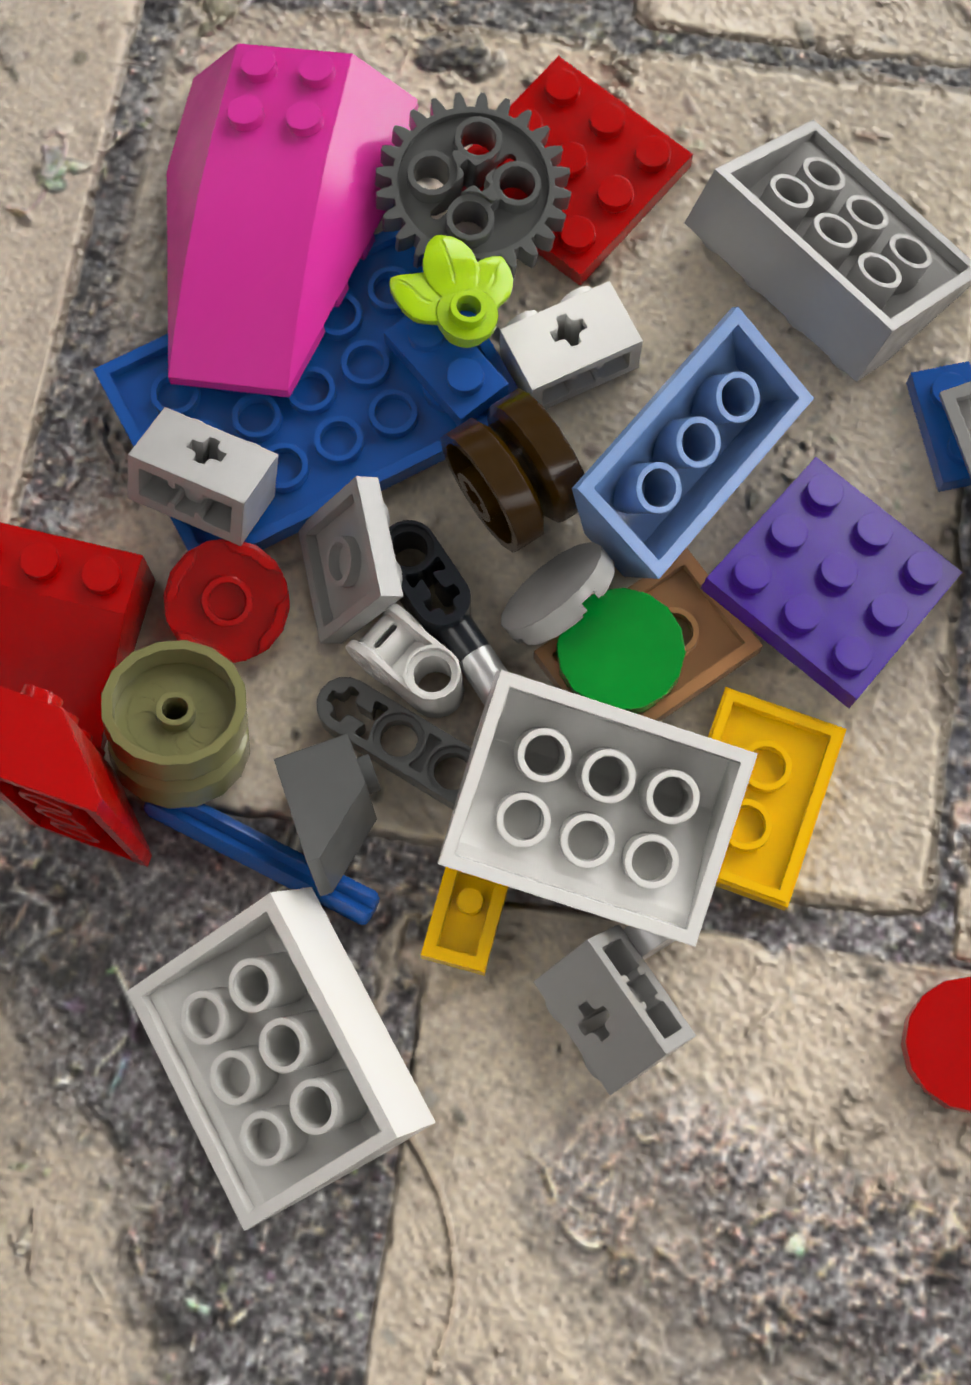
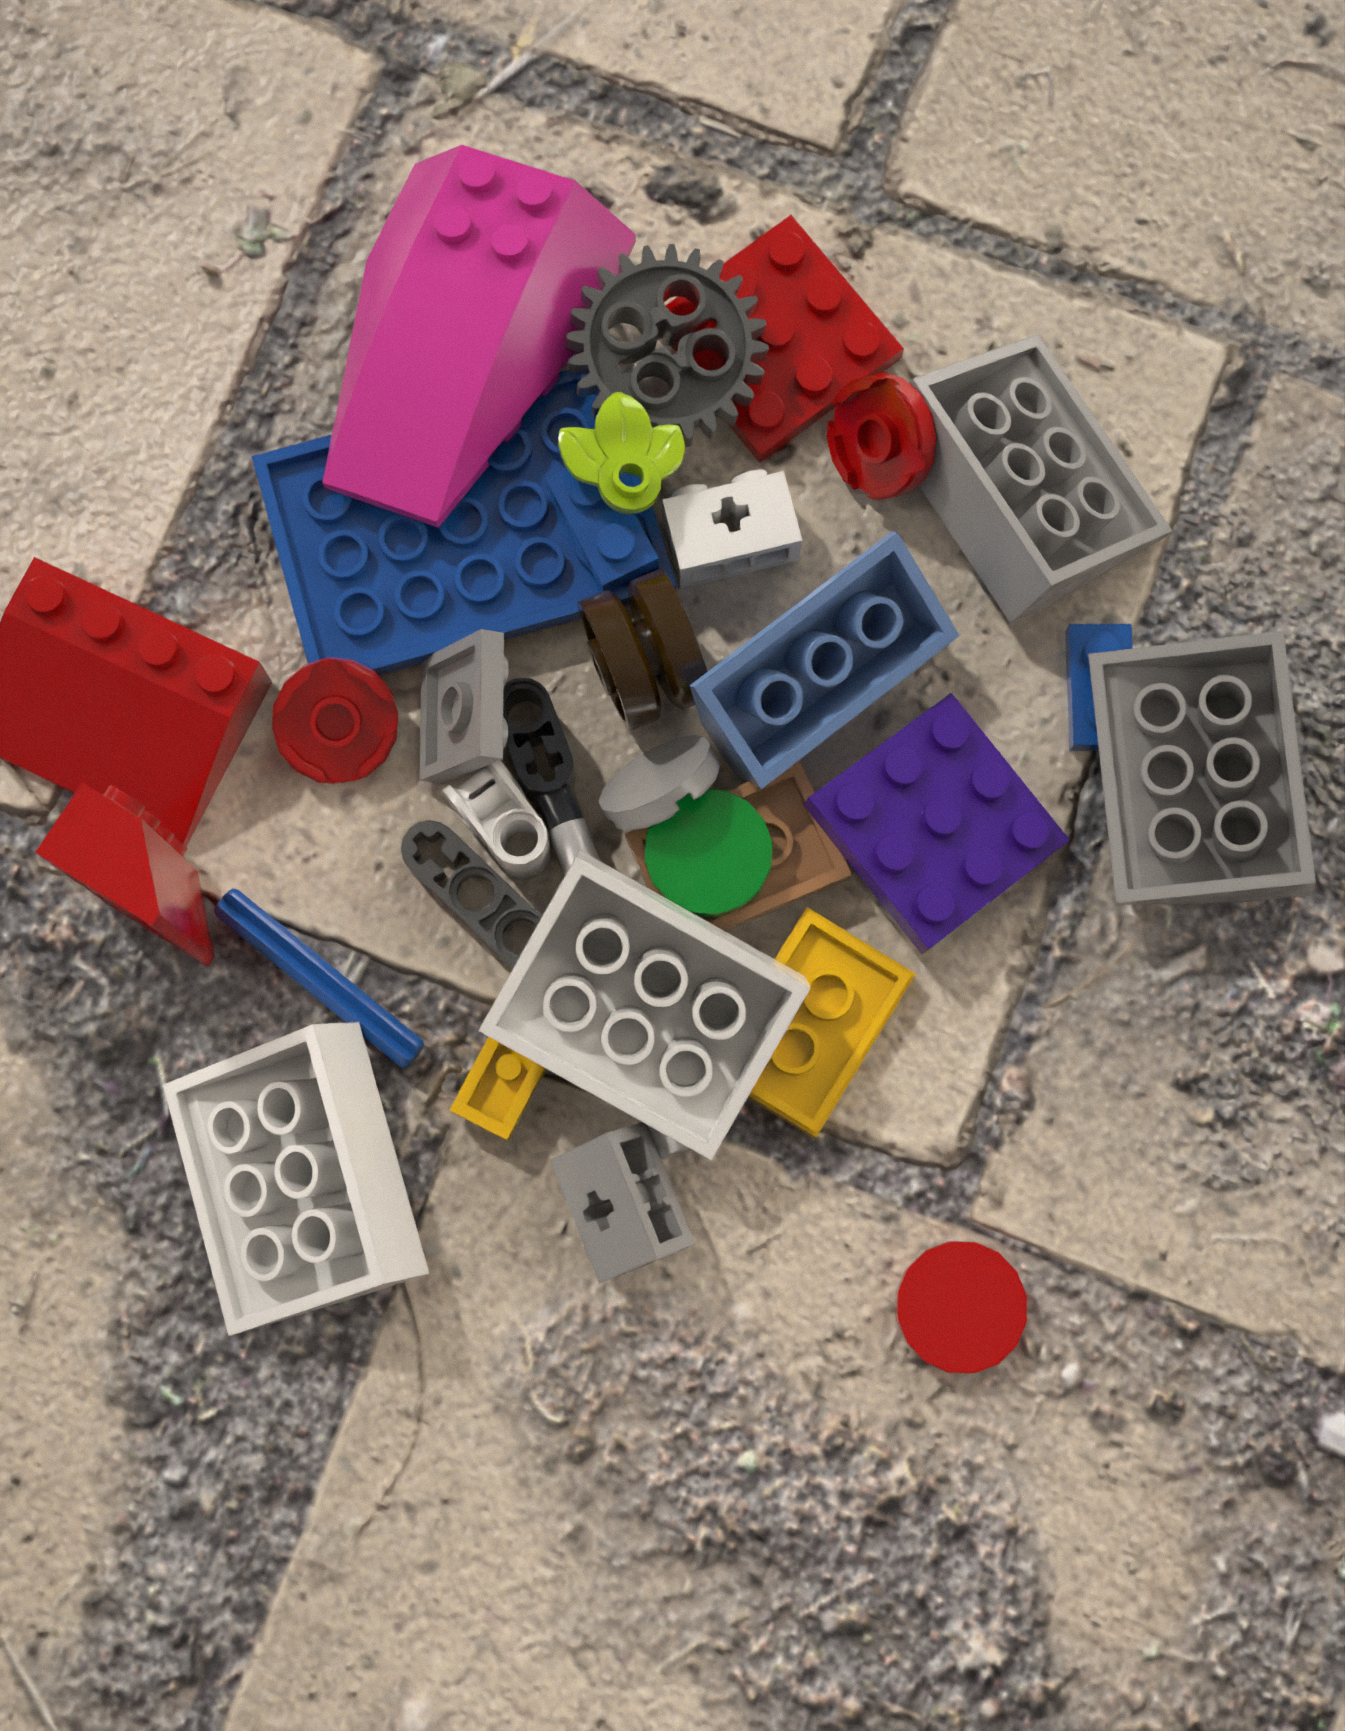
camera: 10 degrees right, 5 degrees up
(176, 723) = (260, 836): olive wheel -> none
(202, 476) = (333, 593): light grey brick -> none
(329, 805) = (391, 947): dark grey slope -> none
(694, 232) = (881, 436): none -> red tile

